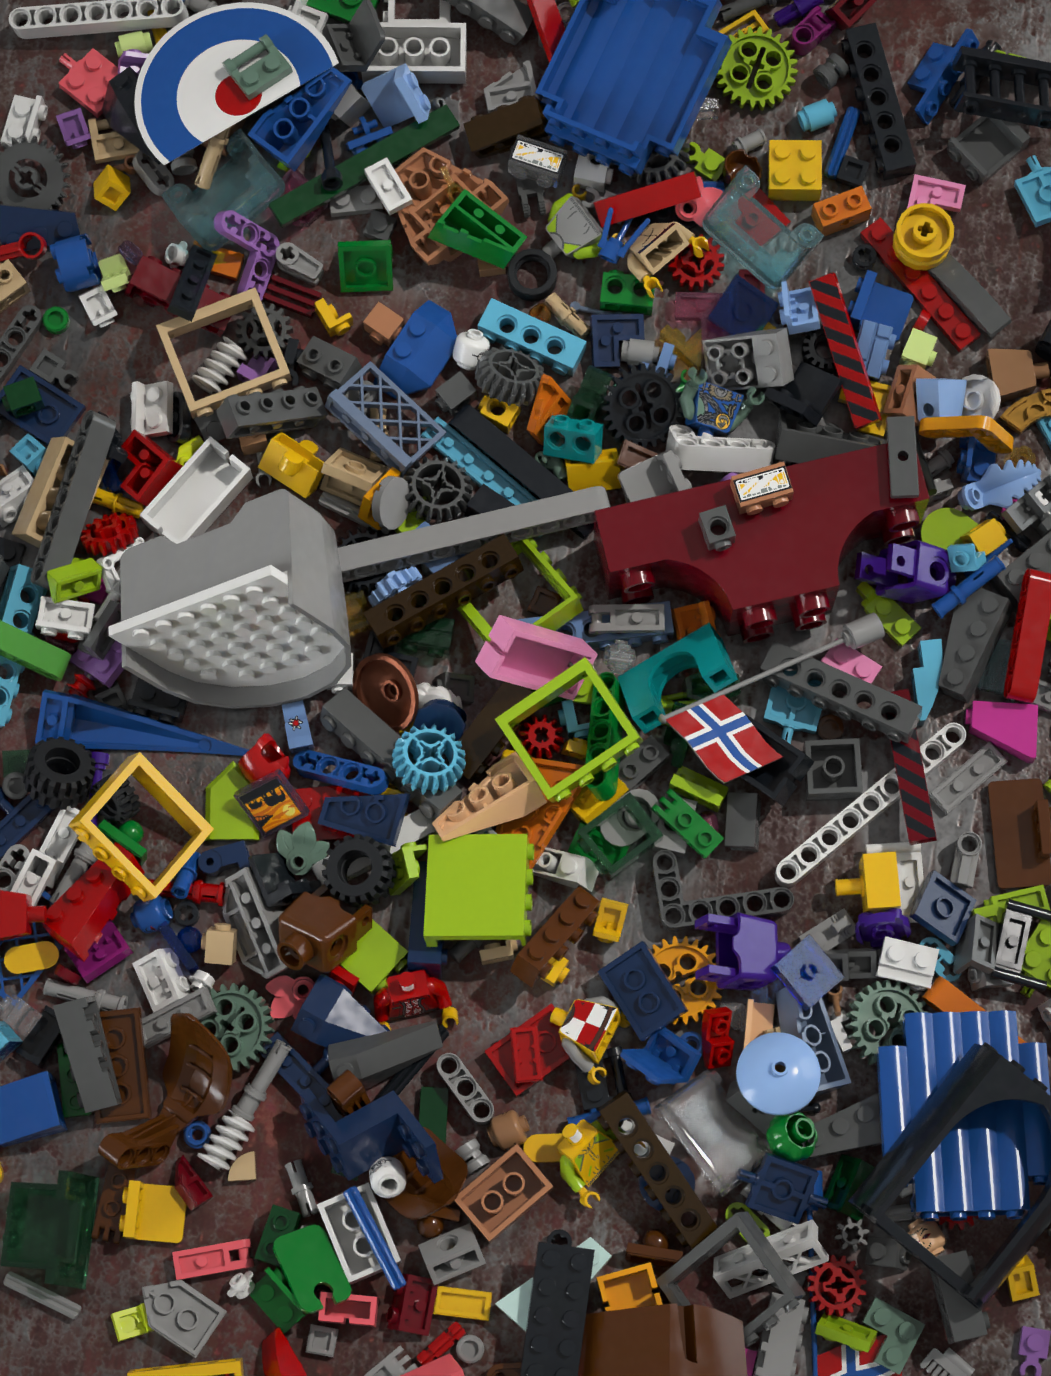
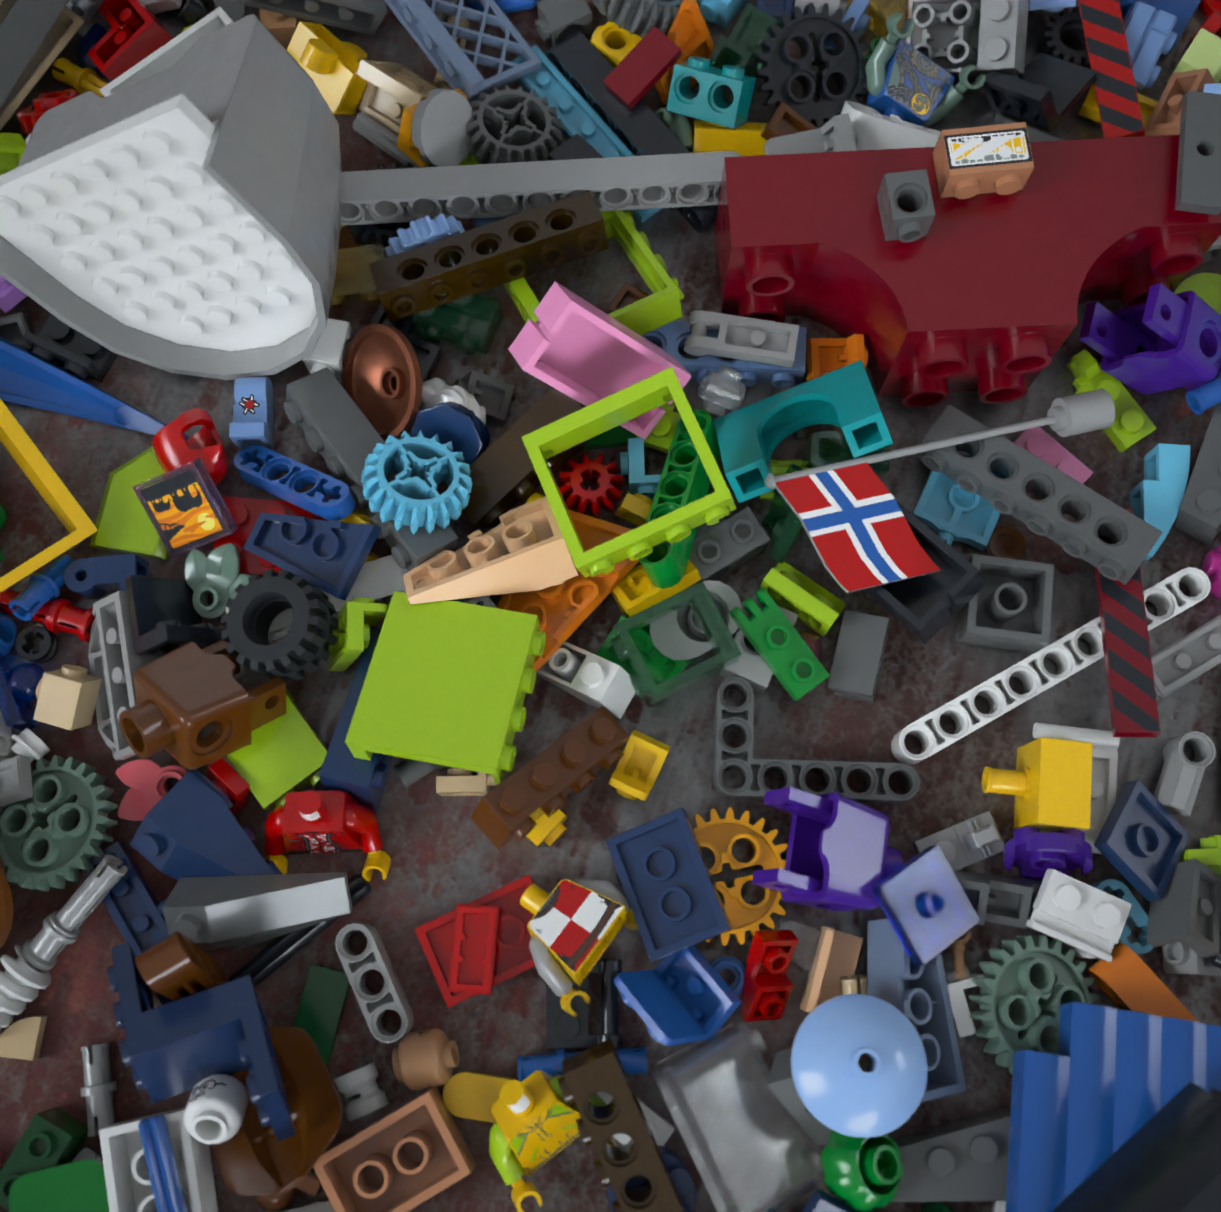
camera: 10 degrees right, 0 degrees up
(521, 430) = (642, 67): none -> dark red tile

